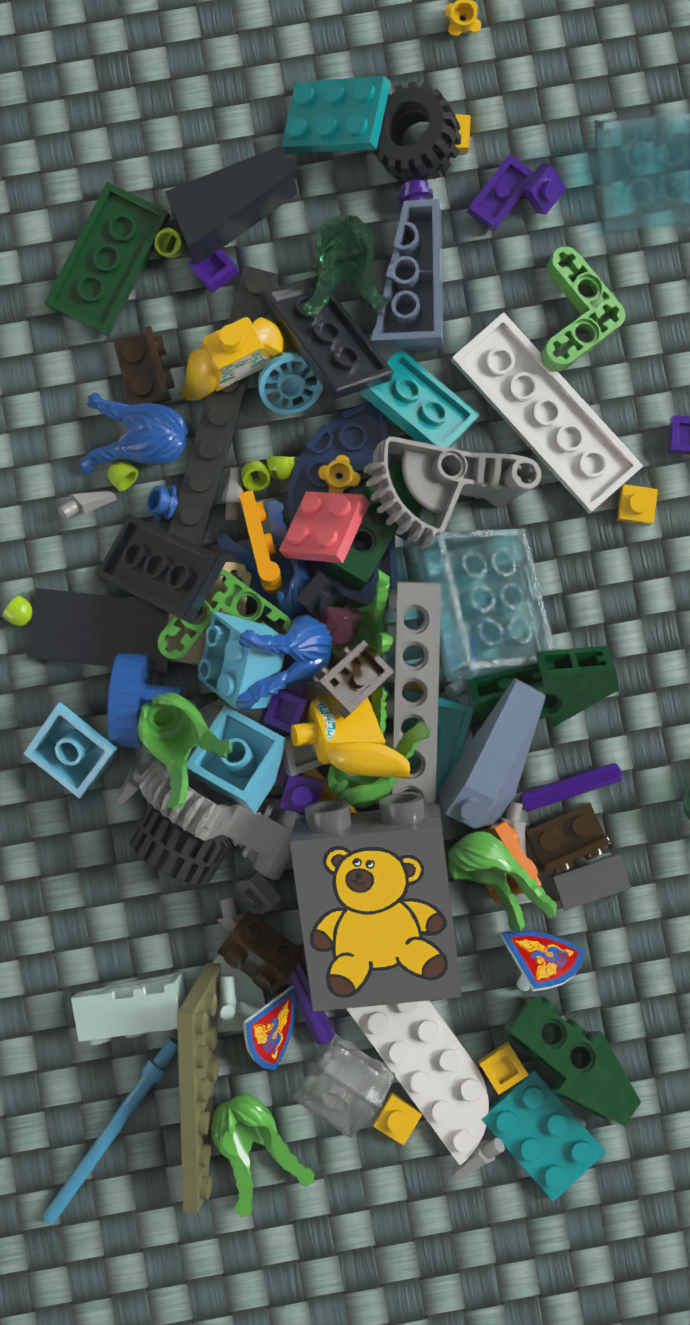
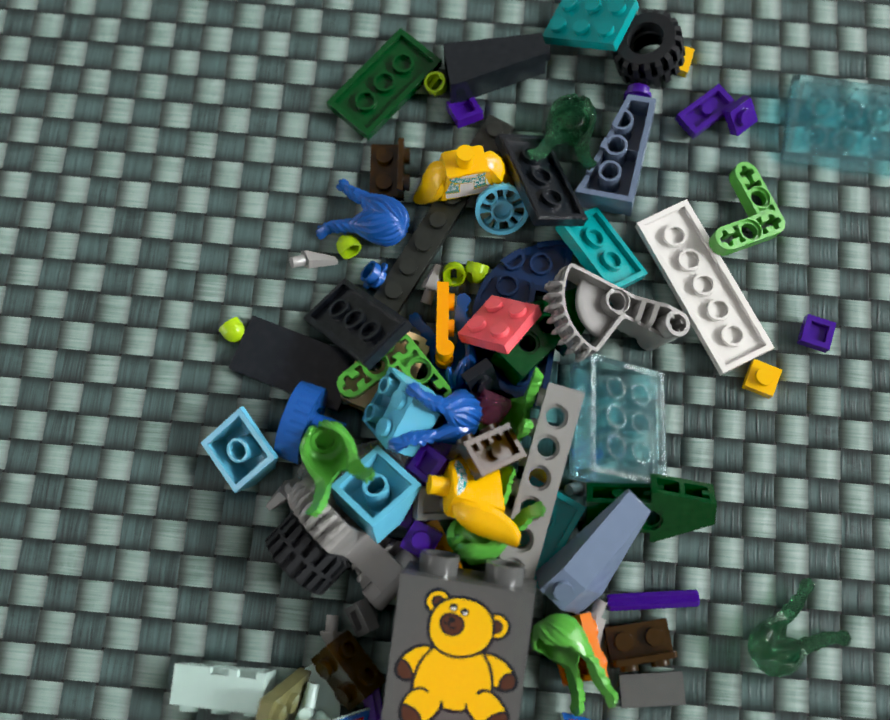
camera: 20 degrees right, 10 degrees down
(342, 466) = (526, 282): yellow plate -> none

